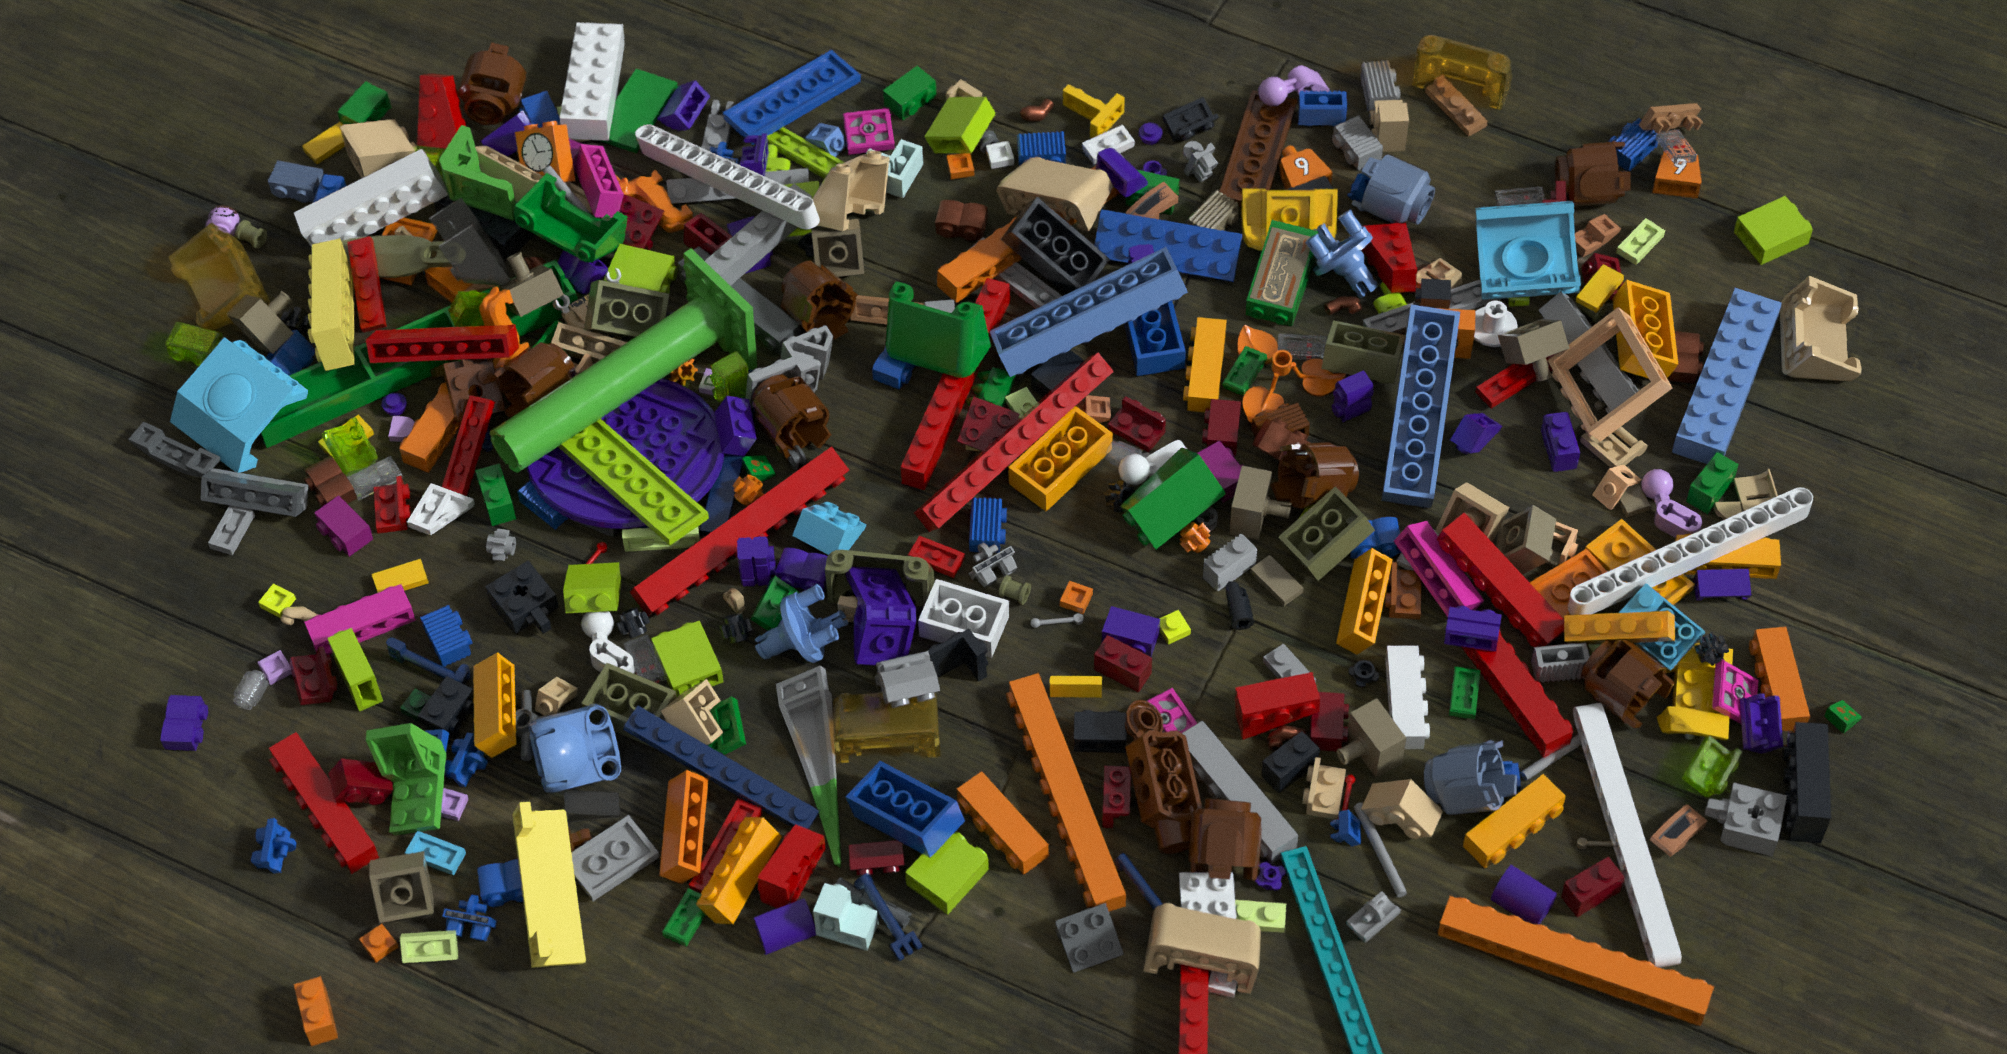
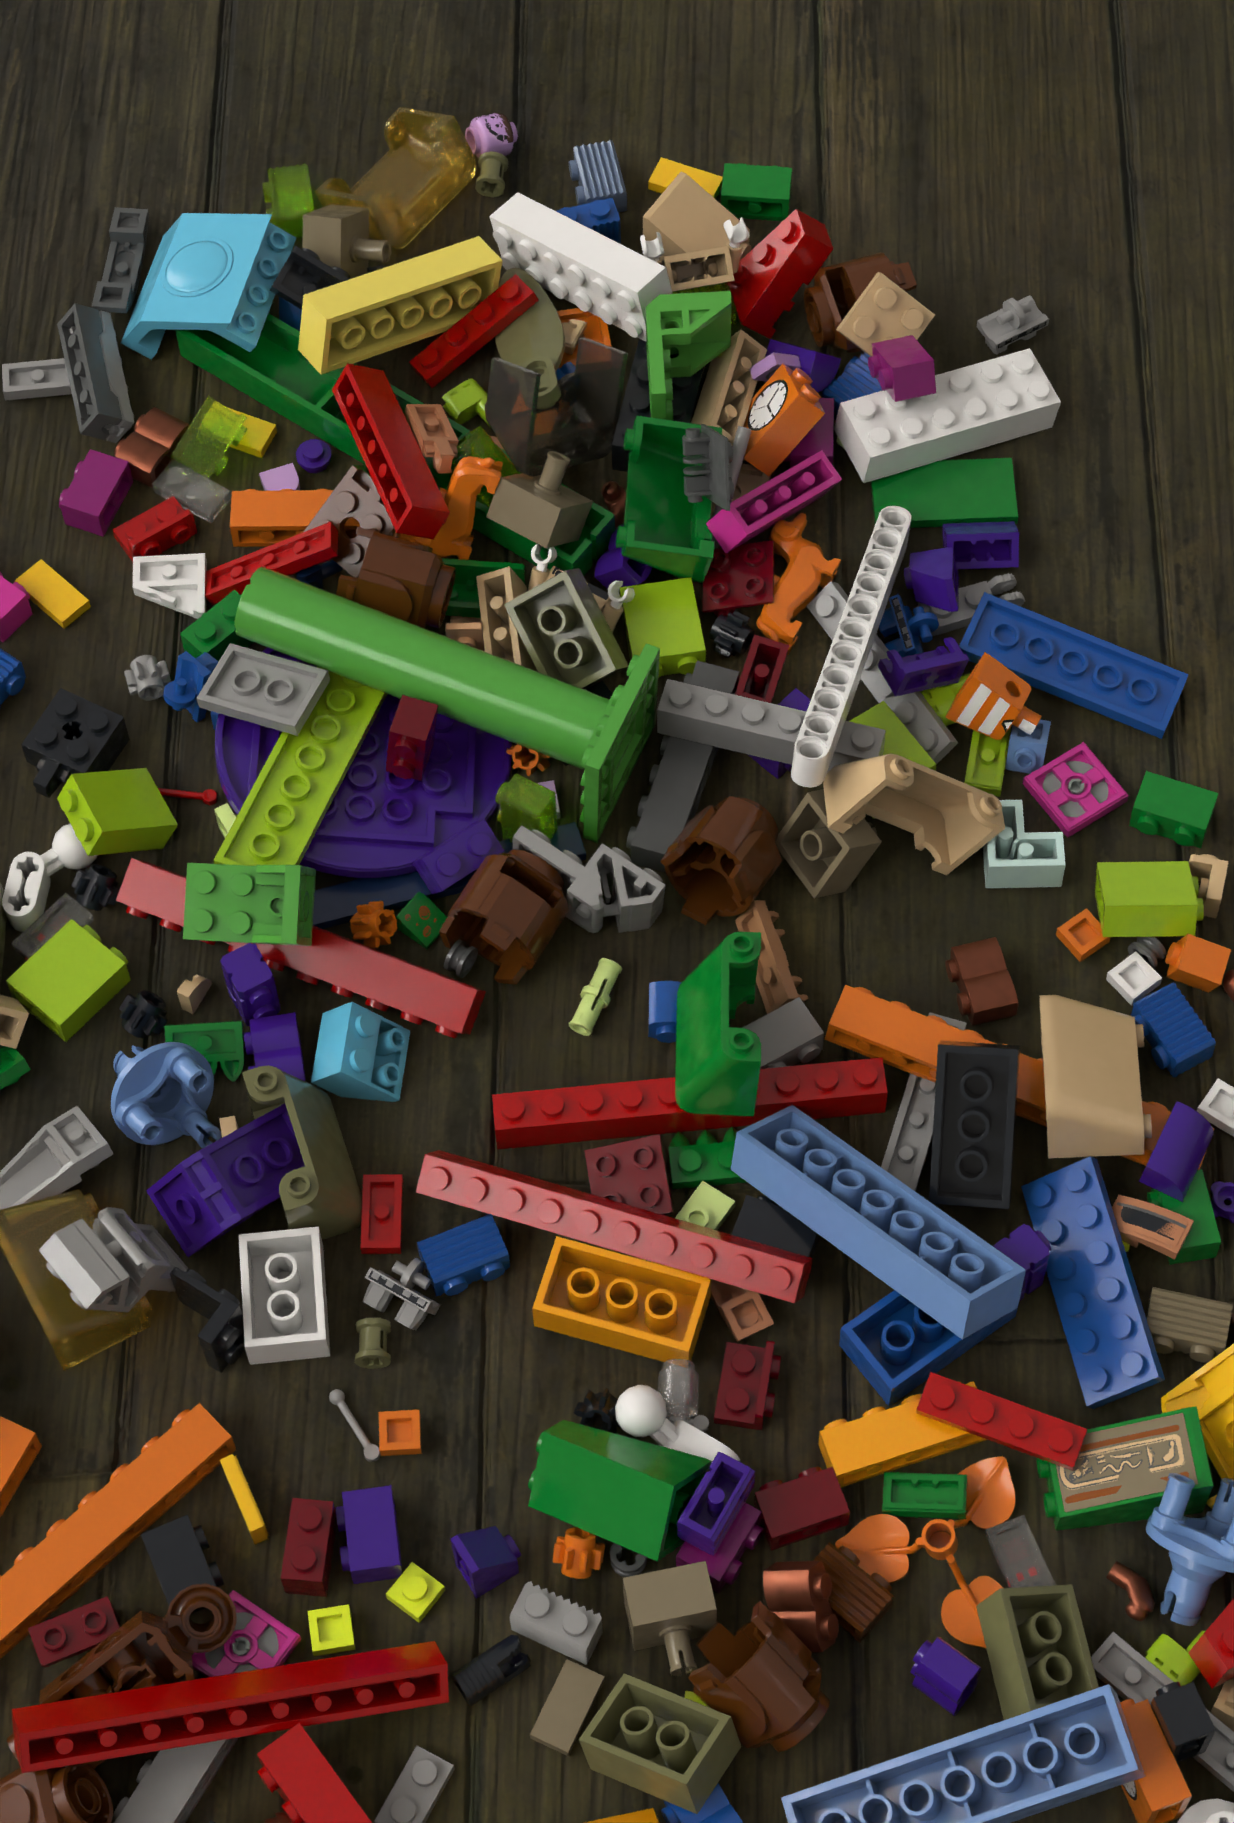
camera: 65 degrees right, 5 degrees up
(287, 340) = (304, 274): none -> black bracket
(410, 308) = (466, 401): none -> lime piece
(421, 136) = (702, 266): none -> tan torso
(447, 317) = (433, 434): none -> nougat hinge
(507, 142) = (766, 367): none -> lavender tile
(520, 73) = (883, 314): none -> tan plate
(526, 518) = (189, 680): none -> blue hips
(548, 29) = (1012, 322): none -> light grey hips
(560, 76) = (903, 368): none -> magenta brick
(564, 473) = (263, 689): none -> light grey plate
(573, 185) = (714, 472): none -> dark grey hinge
(647, 412) = (411, 738): none -> dark red brick
(667, 242) = (731, 634): none -> black gear
(700, 129) = (934, 578): none -> dark purple slope
(714, 526) = (249, 903): none -> bright green bracket
(797, 136) = (993, 701): none -> orange torso
(860, 402) = (595, 997): none -> yellowish green pin
(1010, 120) = (1197, 962): none -> orange brick
(1175, 673) = (331, 1630): none -> neon yellow plate
(1176, 583) = (485, 1558): none -> dark purple slope
(1207, 721) = (228, 1706): none -> red brick
(1212, 449) = (716, 1503): none -> dark purple brick
(1229, 311) = (1001, 1421): none -> red plate

